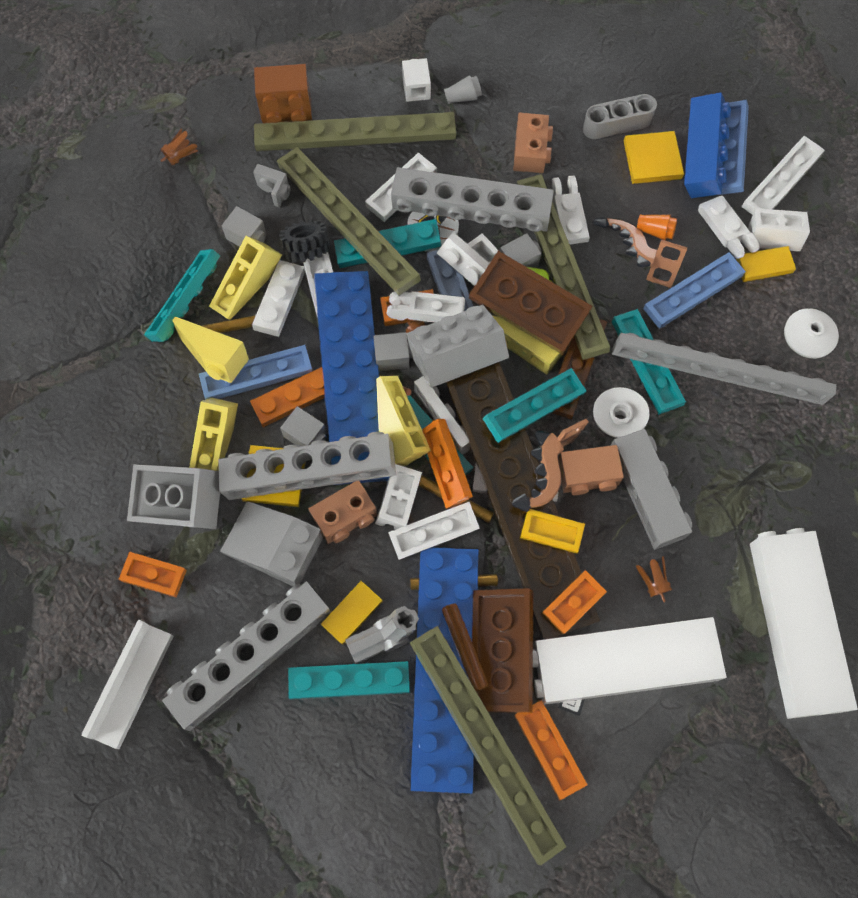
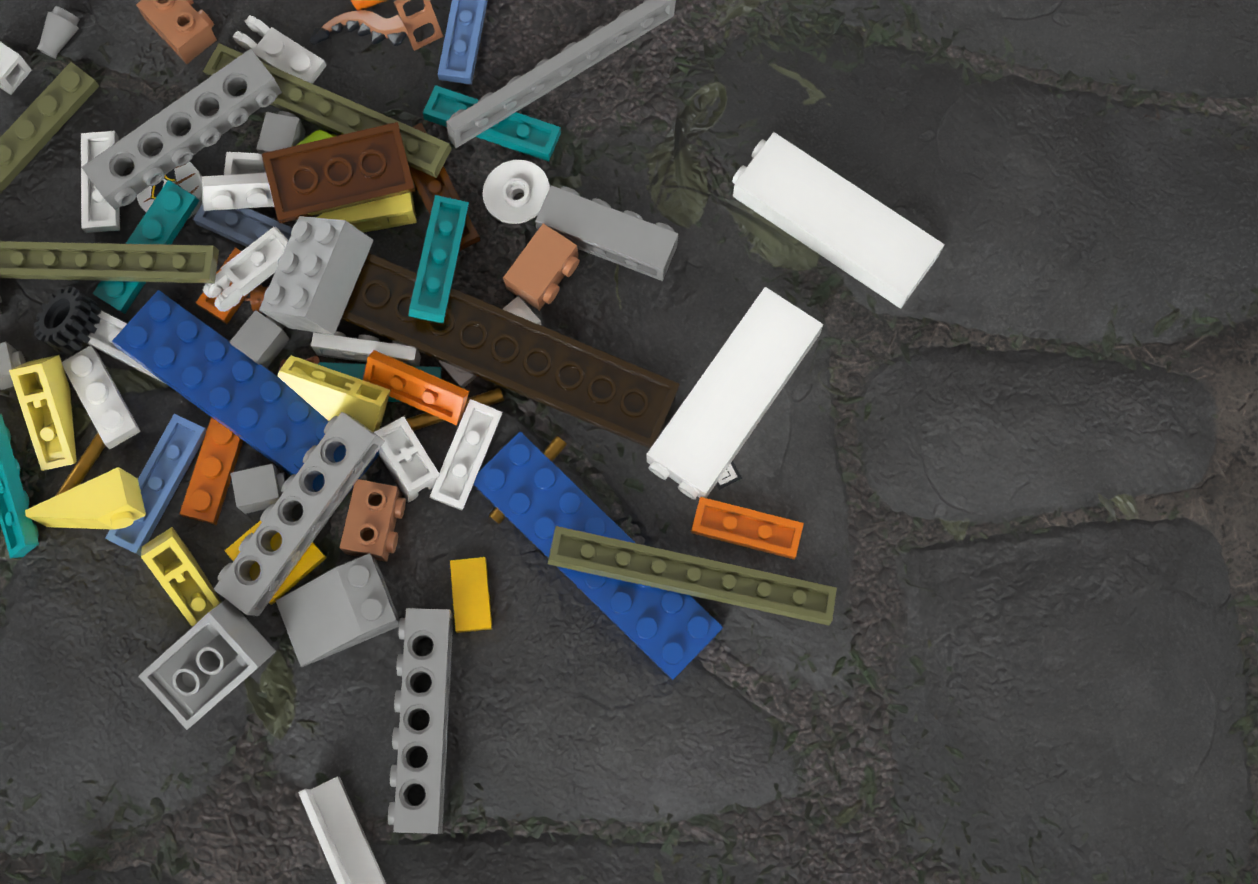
camera: 45 degrees left, 5 degrees up
(152, 574) = (264, 747): orange plate -> none
(348, 680) = (528, 650): teal plate -> none
(385, 635) = (518, 582): light grey piece -> none
(465, 647) = (594, 519): reddish brown axle -> none
(505, 647) = (626, 488): reddish brown plate -> none
(549, 468) = (507, 300): nougat piece -> none
(552, 531) = (565, 350): yellow tile -> none
(574, 602) = (644, 390): orange plate -> none
(660, 583) = (697, 303): dark orange piece -> none

